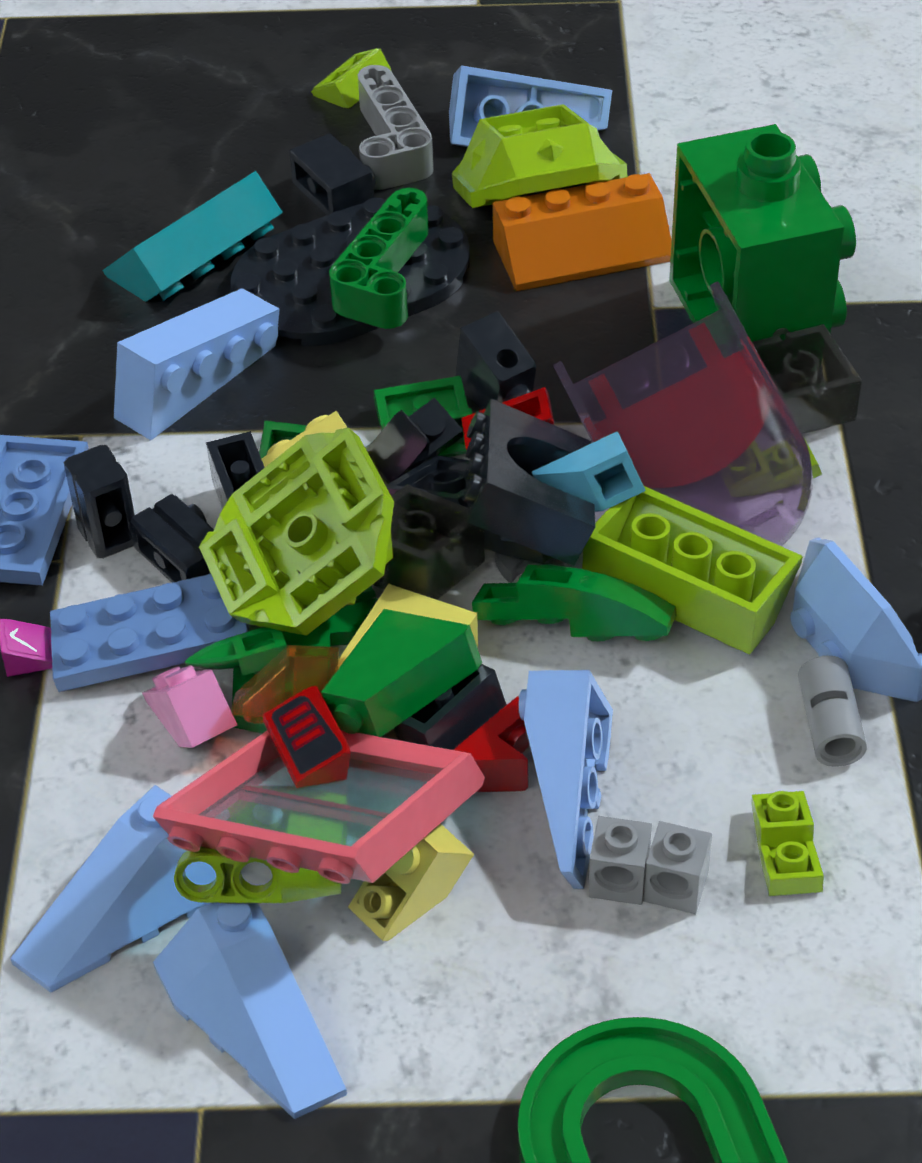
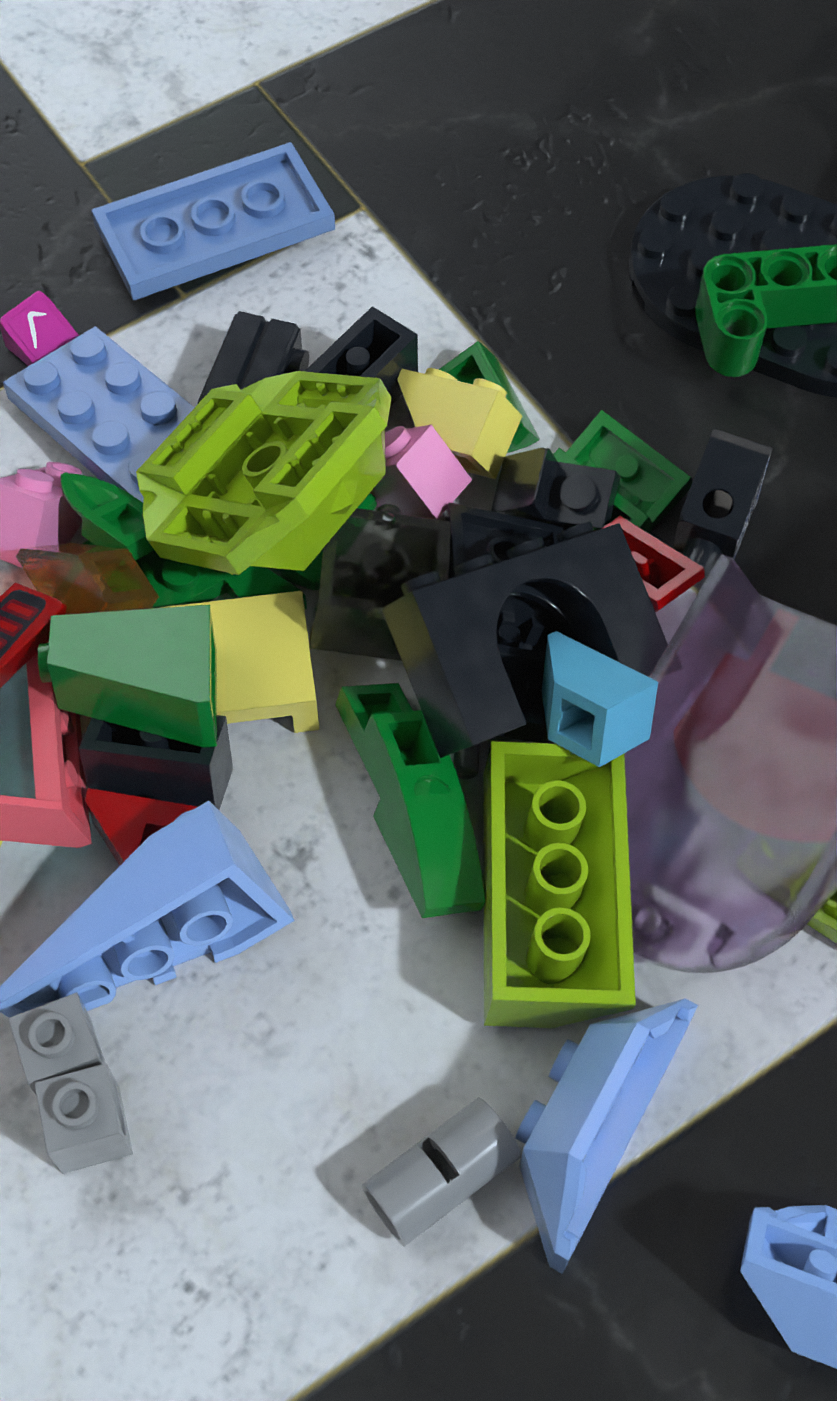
camera: 55 degrees right, 15 degrees up
(100, 500) = (240, 266): black brick -> none
(189, 358) = (521, 223): light blue wedge -> none
(196, 239) = (706, 122): teal slope -> none
(786, 843) = (211, 1224): lime slope -> none

